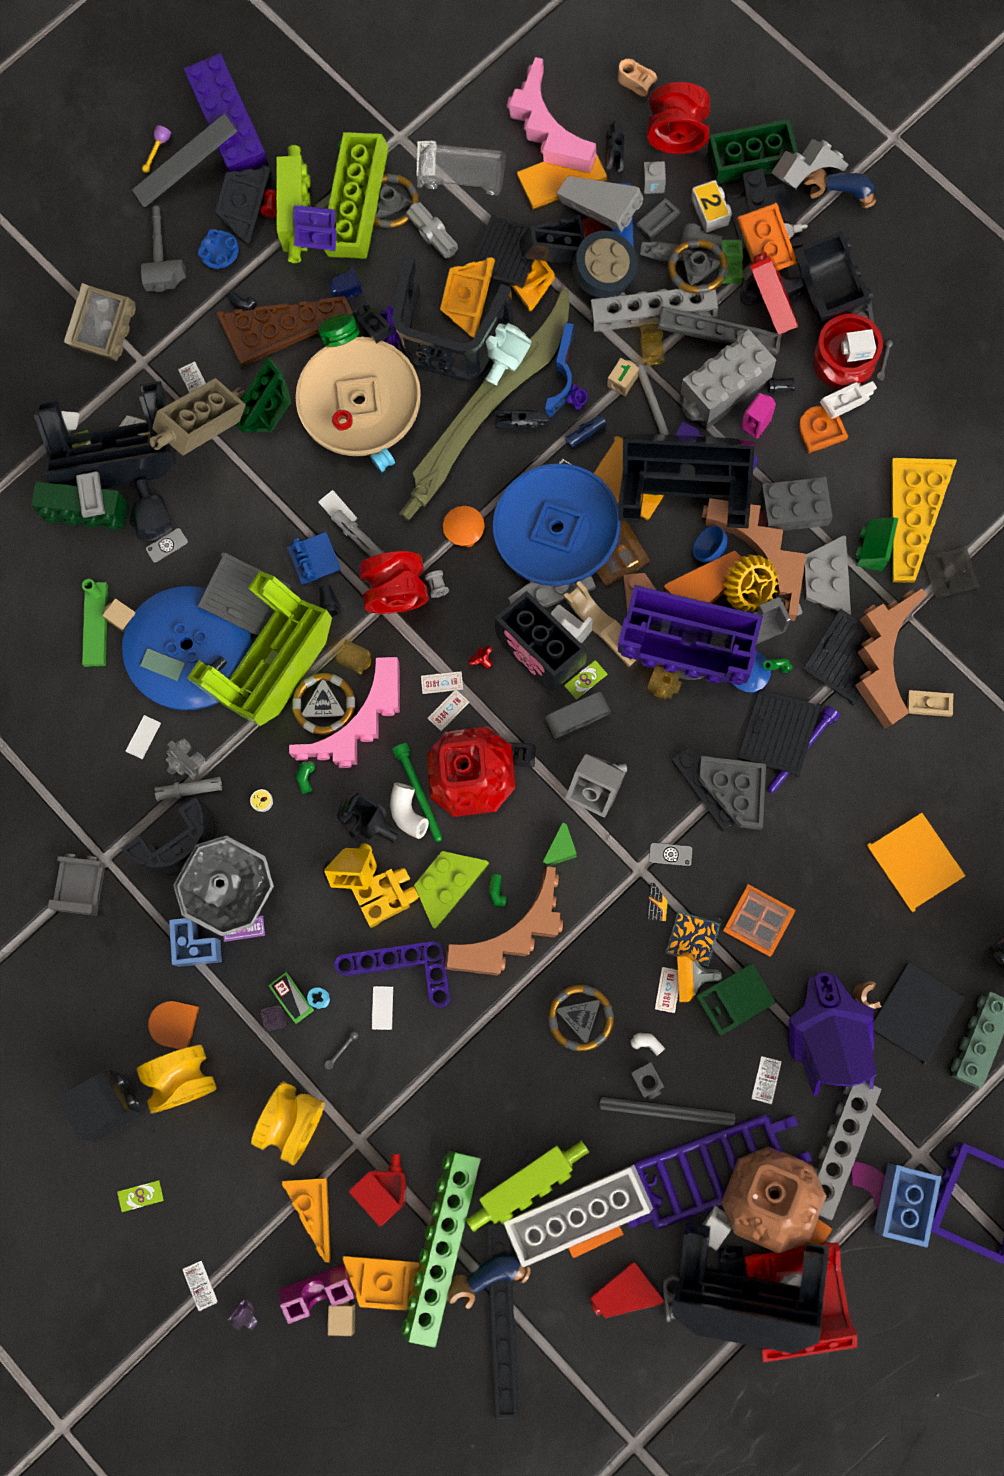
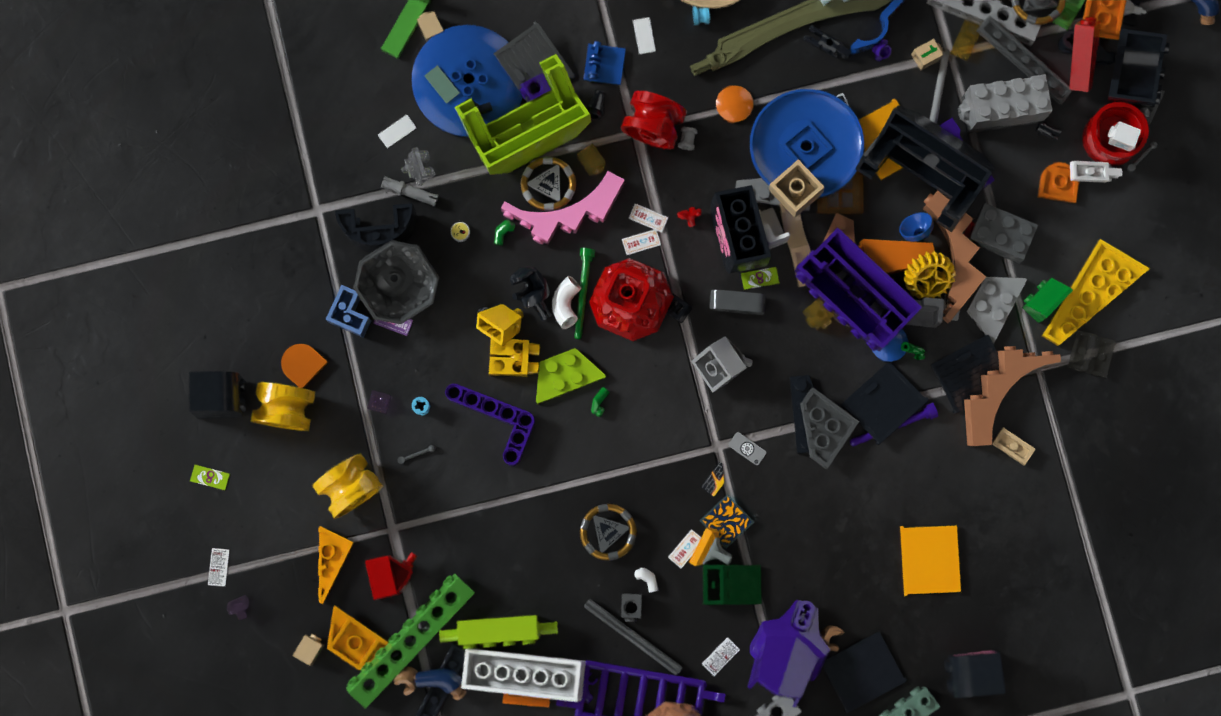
camera: 20 degrees right, 5 degrees up
(78, 885) = (287, 218): flat silver panel -> none
(263, 610) = (540, 81): none -> dark purple brick
(291, 997) = (400, 394): slope -> none
(301, 1296) = (286, 617): magenta arch -> none
(350, 529) = (645, 57): light grey pin -> none
(382, 1008) = (464, 440): white sticker -> none
(539, 921) = (619, 441): nougat arch -> none
(561, 848) = (666, 397): bright green slope -> none
(572, 570) = (796, 188): none -> tan brick
(585, 431) = (872, 81): dark blue pin -> none
(758, 415) = (1015, 146): dark pink brick -> none
(759, 920) = (784, 536): clear piece -> none

